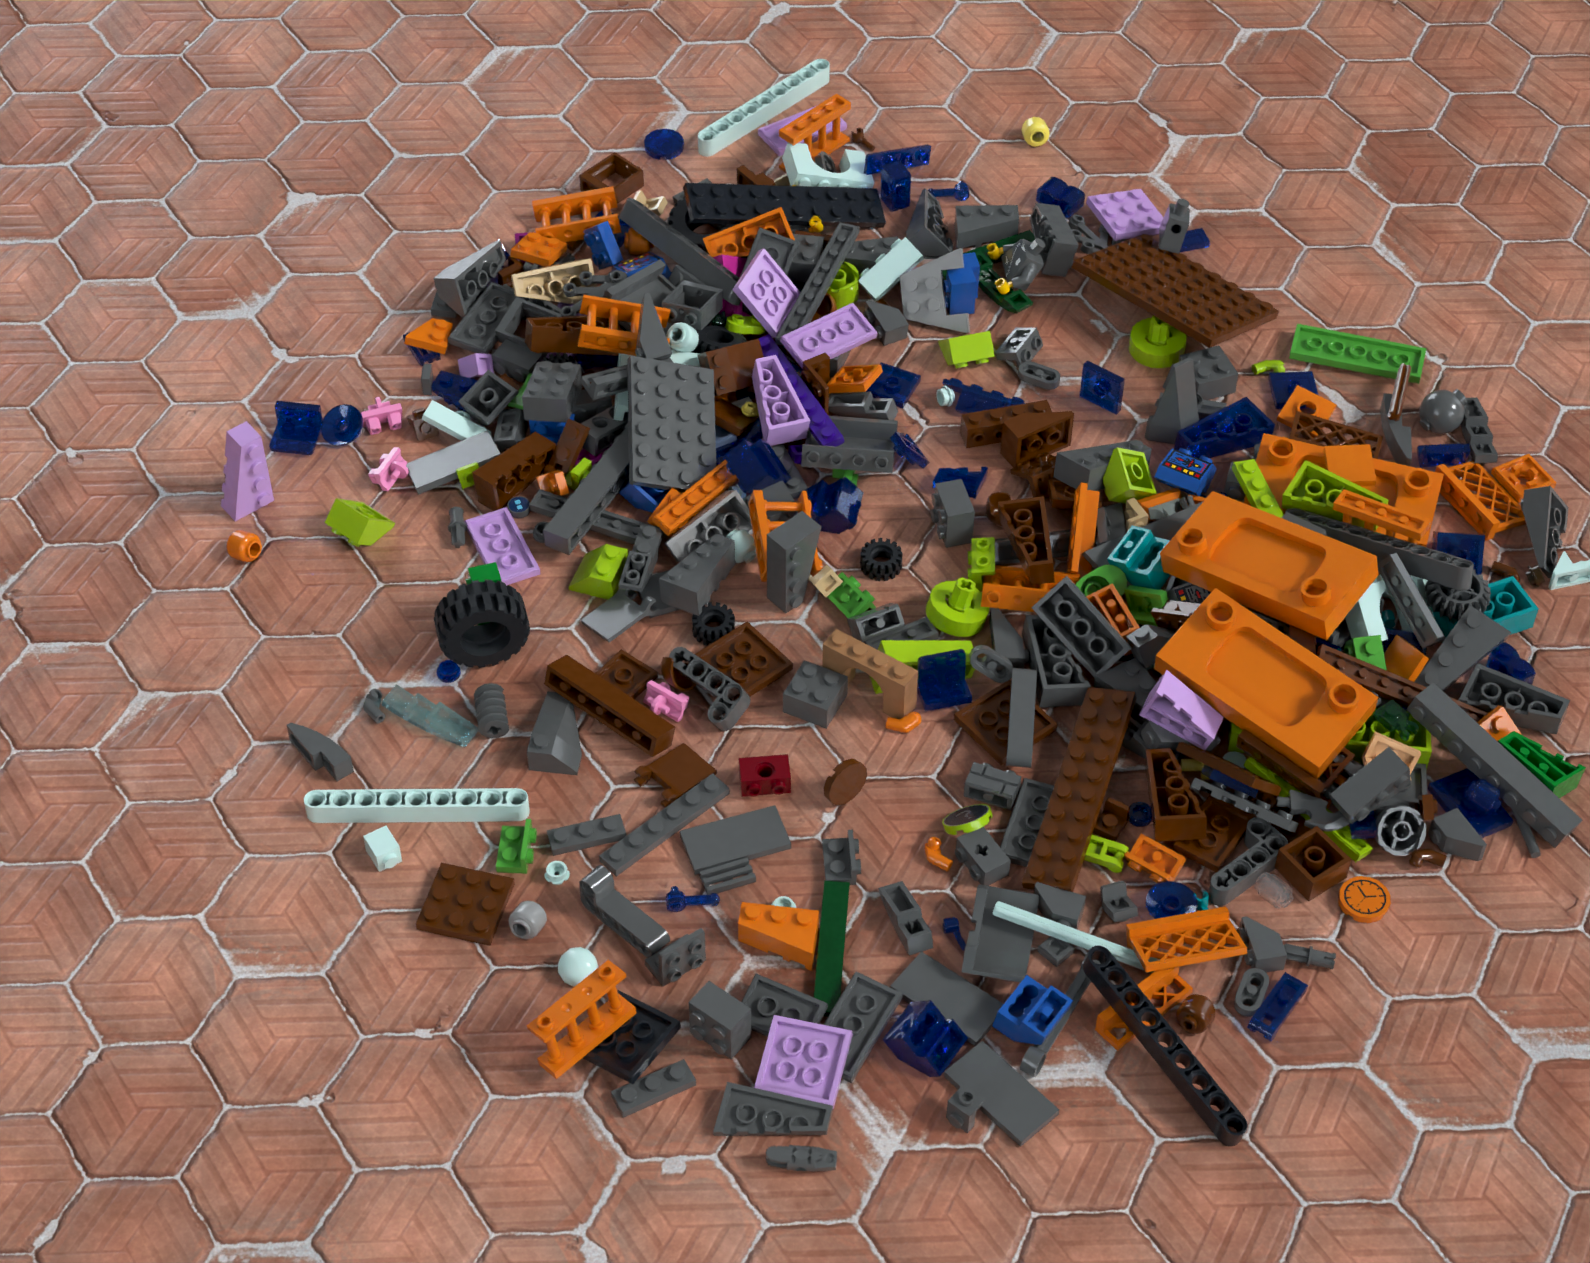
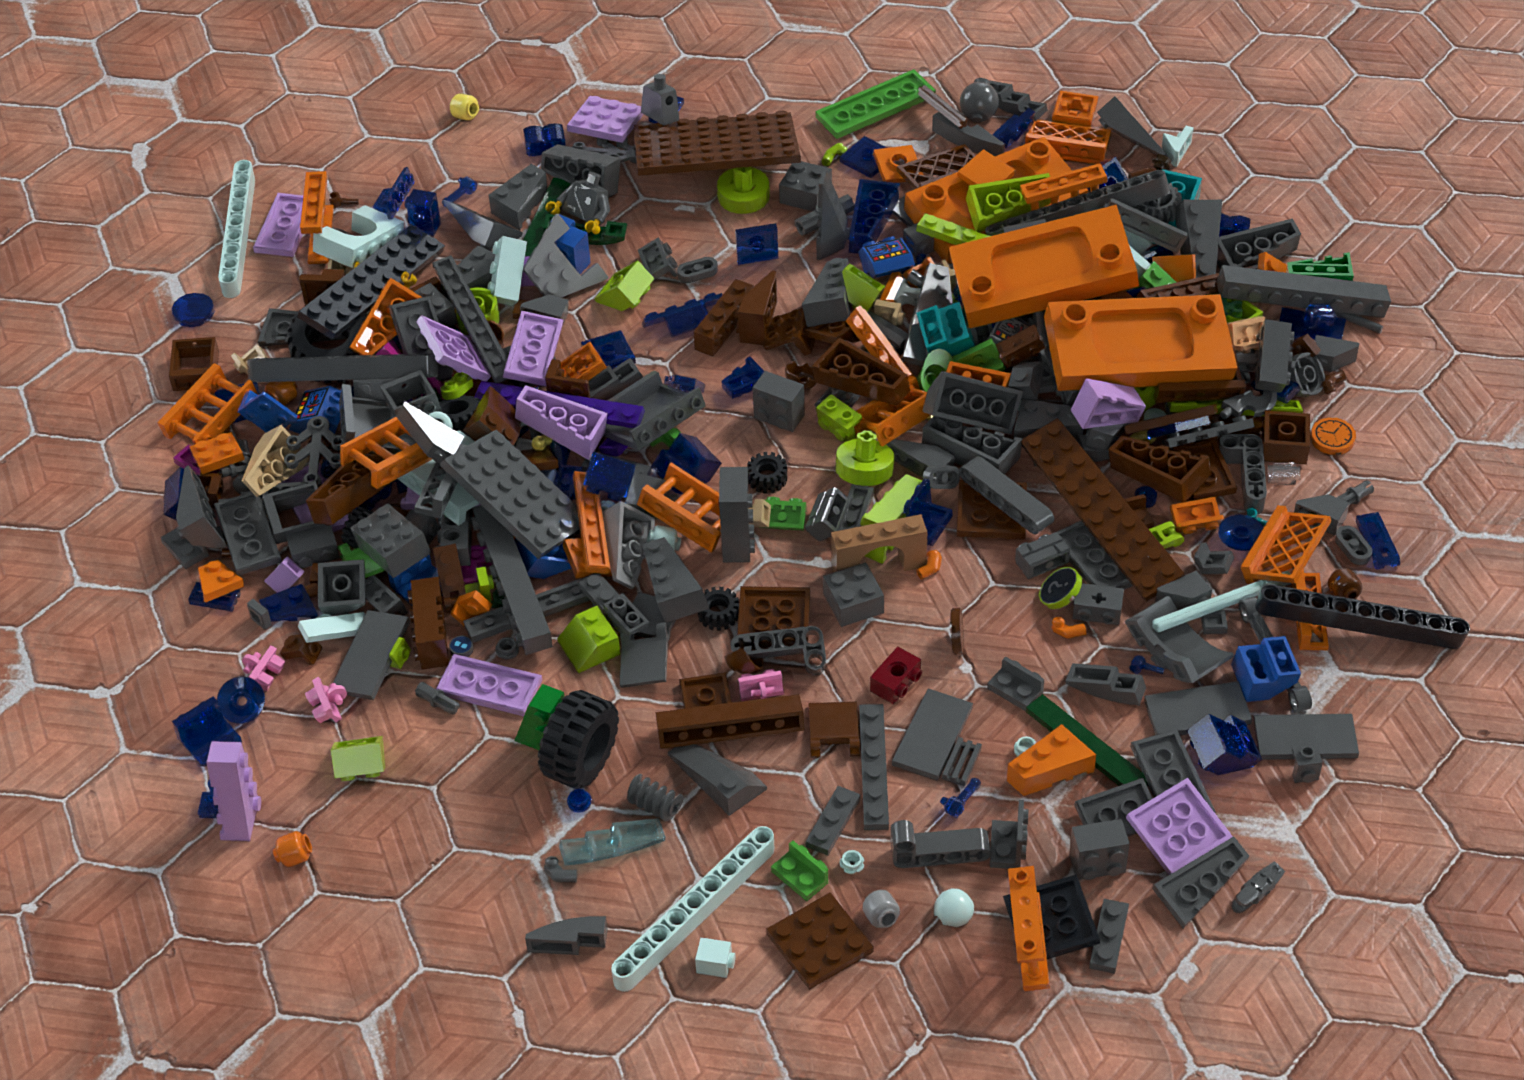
camera: 45 degrees left, 0 degrees up
(945, 396) = (655, 332): light aqua plate -> none

